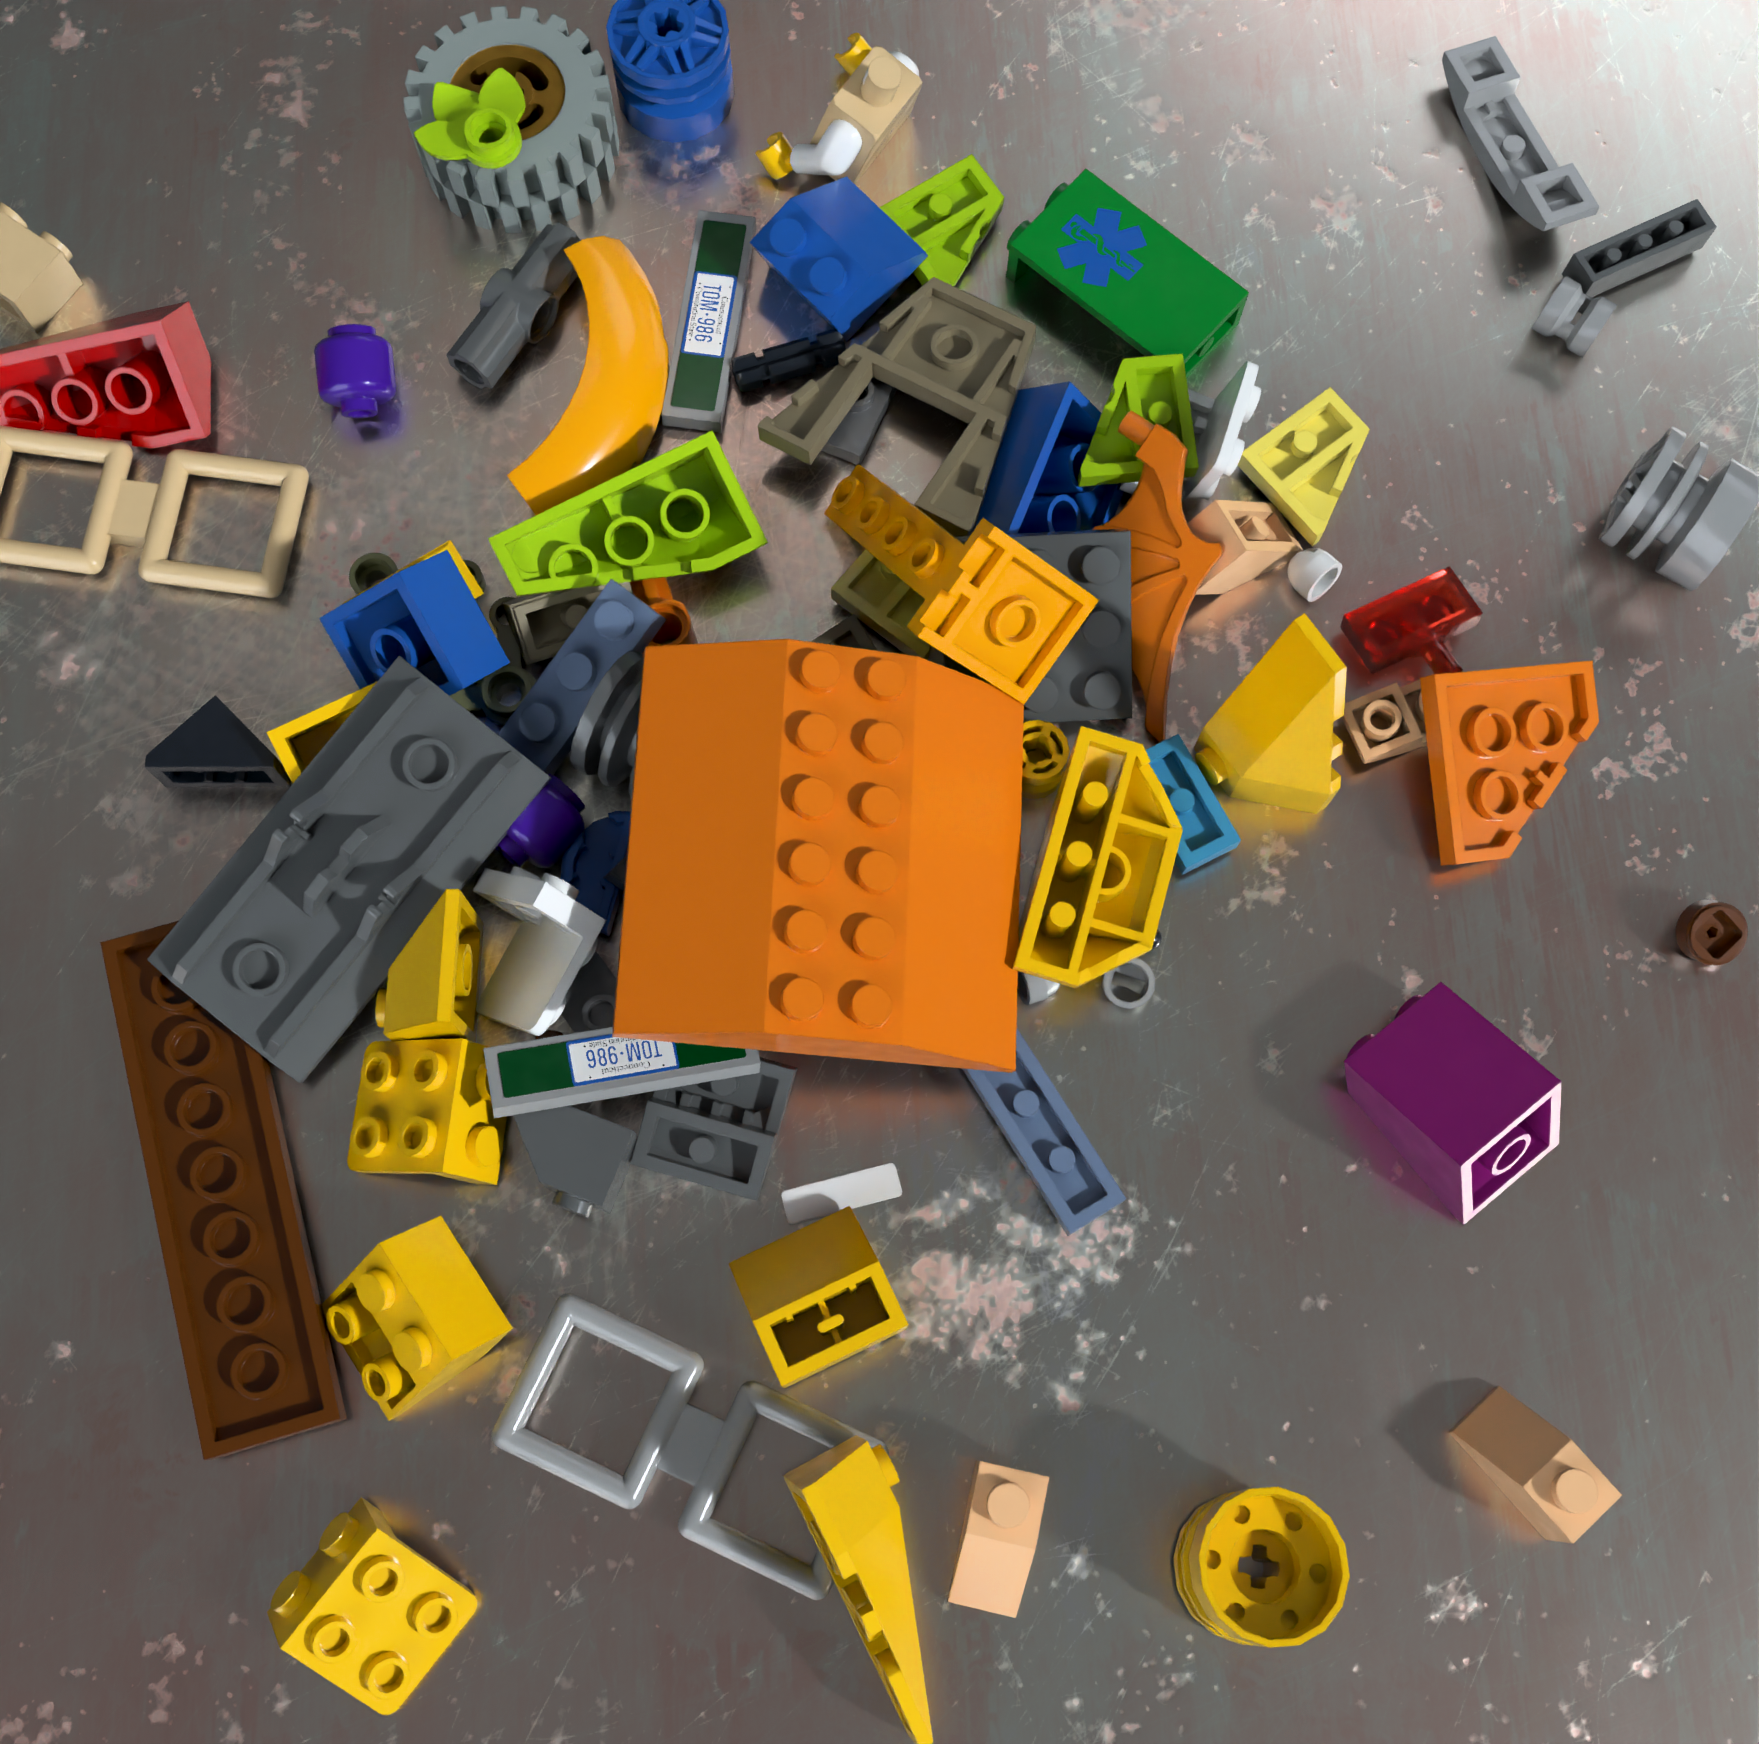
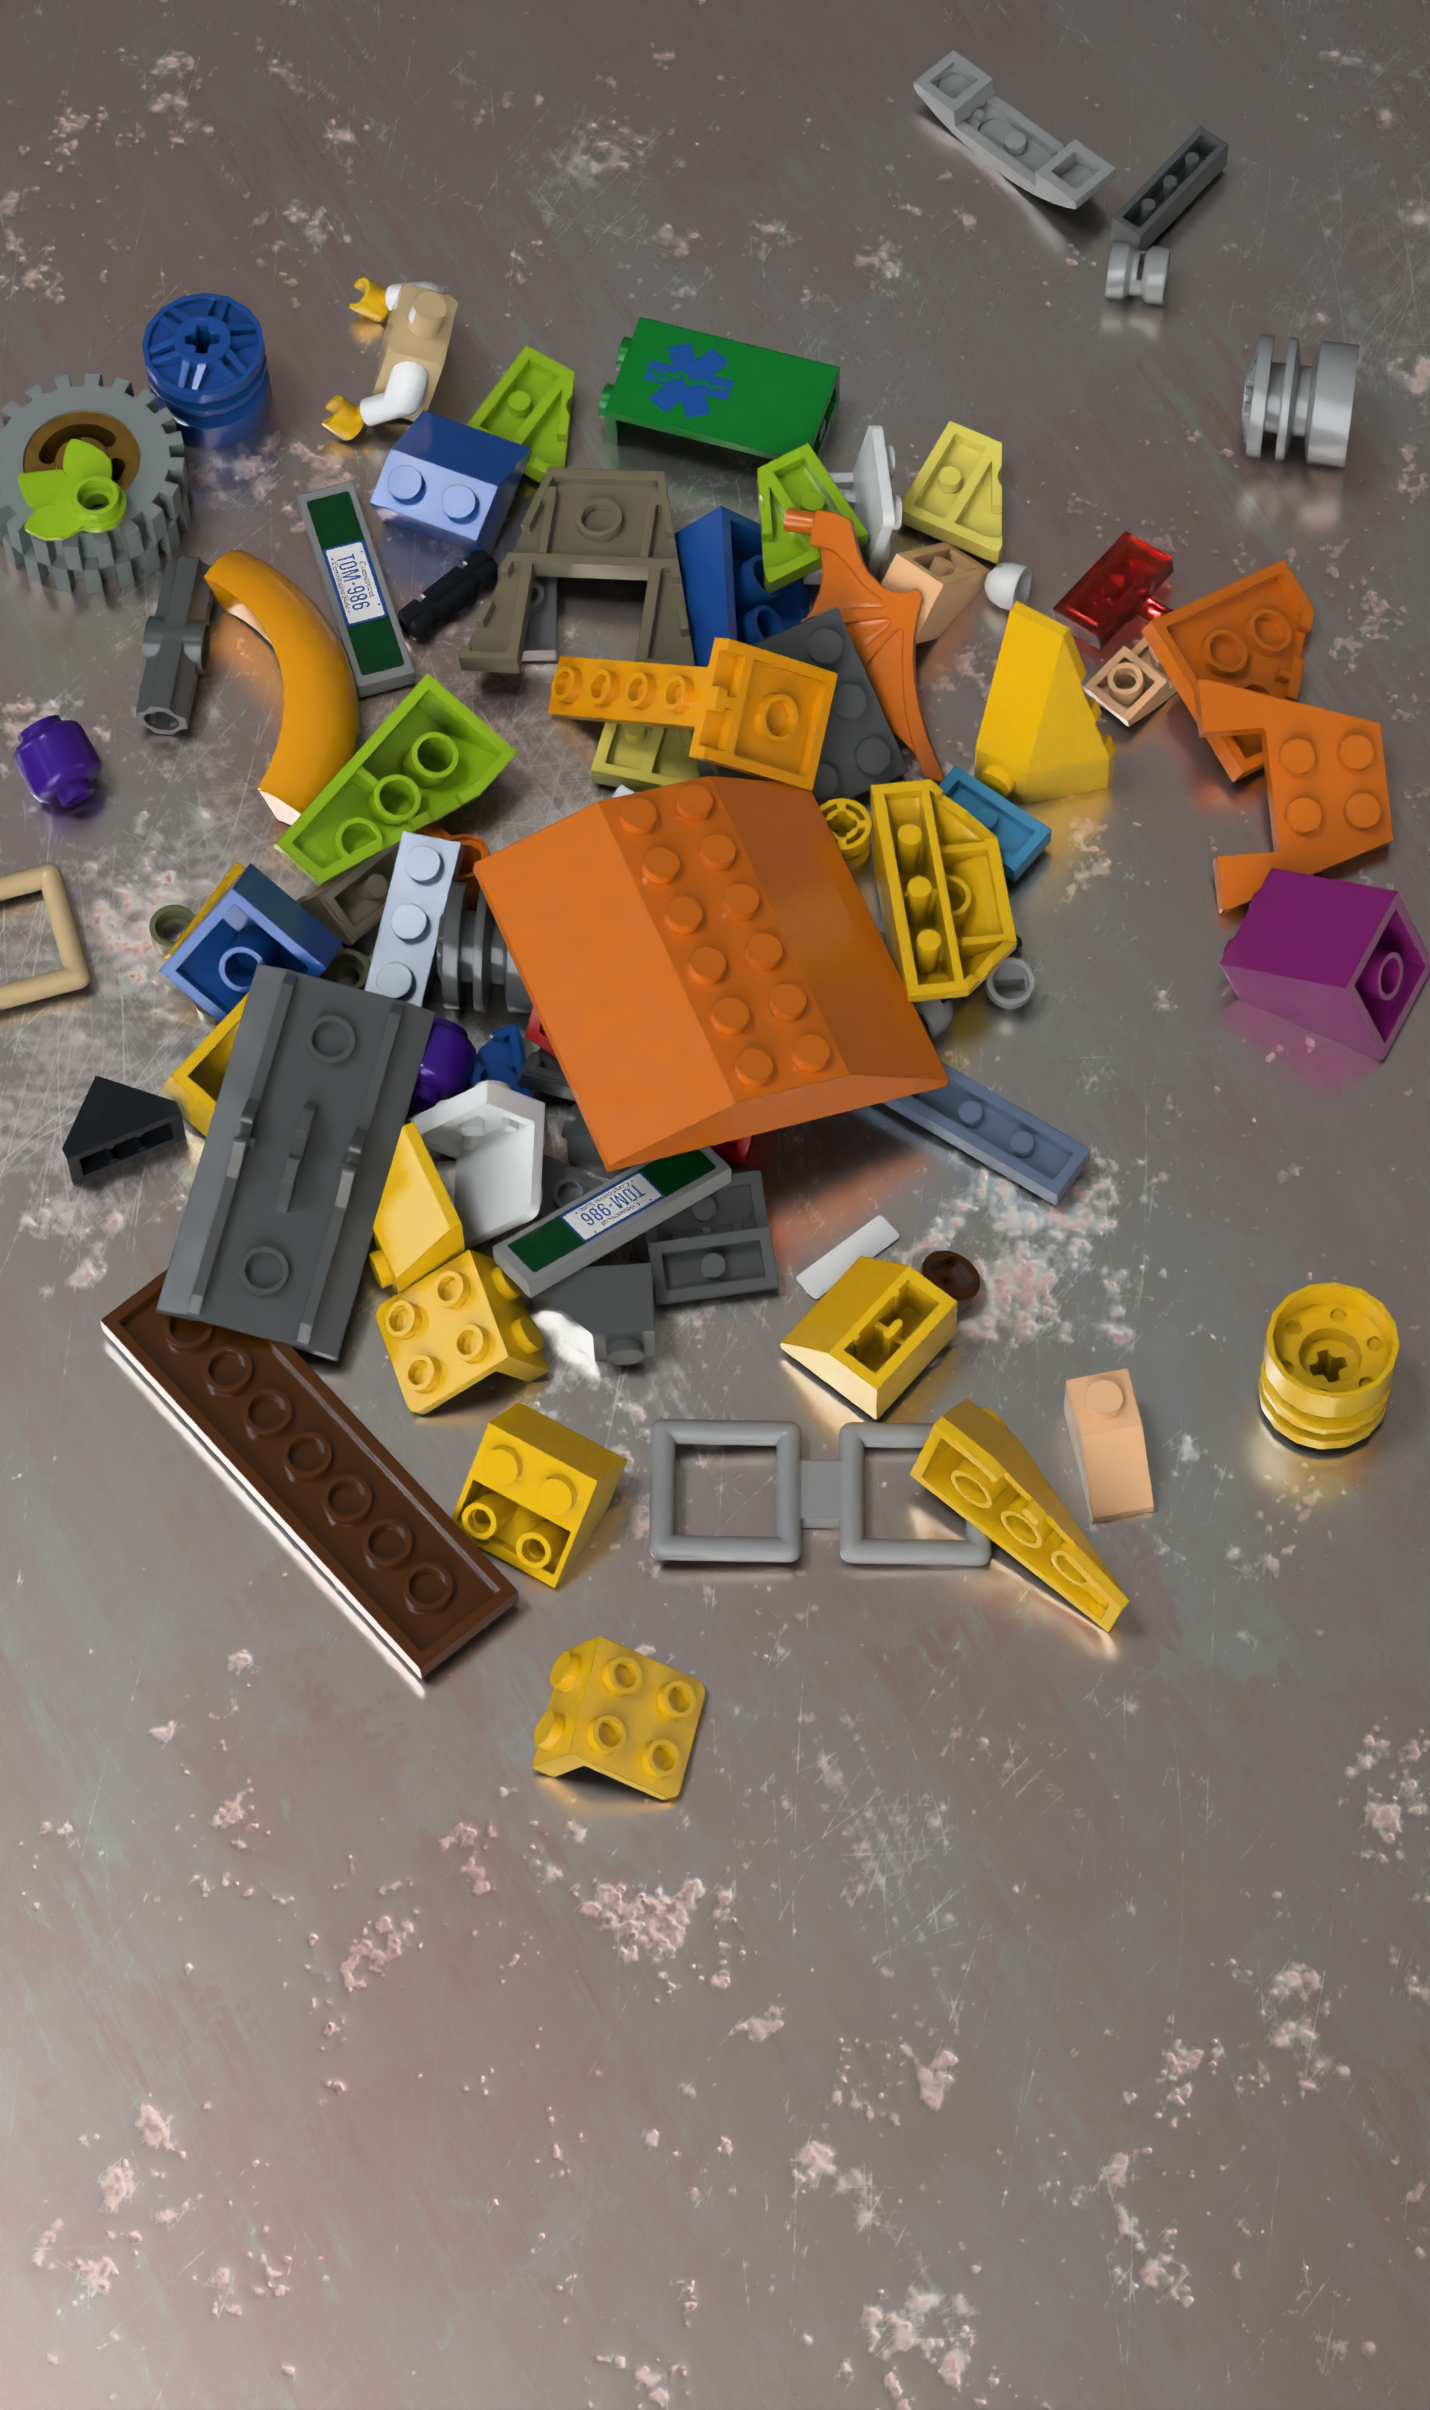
camera: 20 degrees left, 10 degrees down
(921, 1273) = (952, 1275): none -> reddish brown tile
(1527, 911) = (1320, 780): none -> orange wing

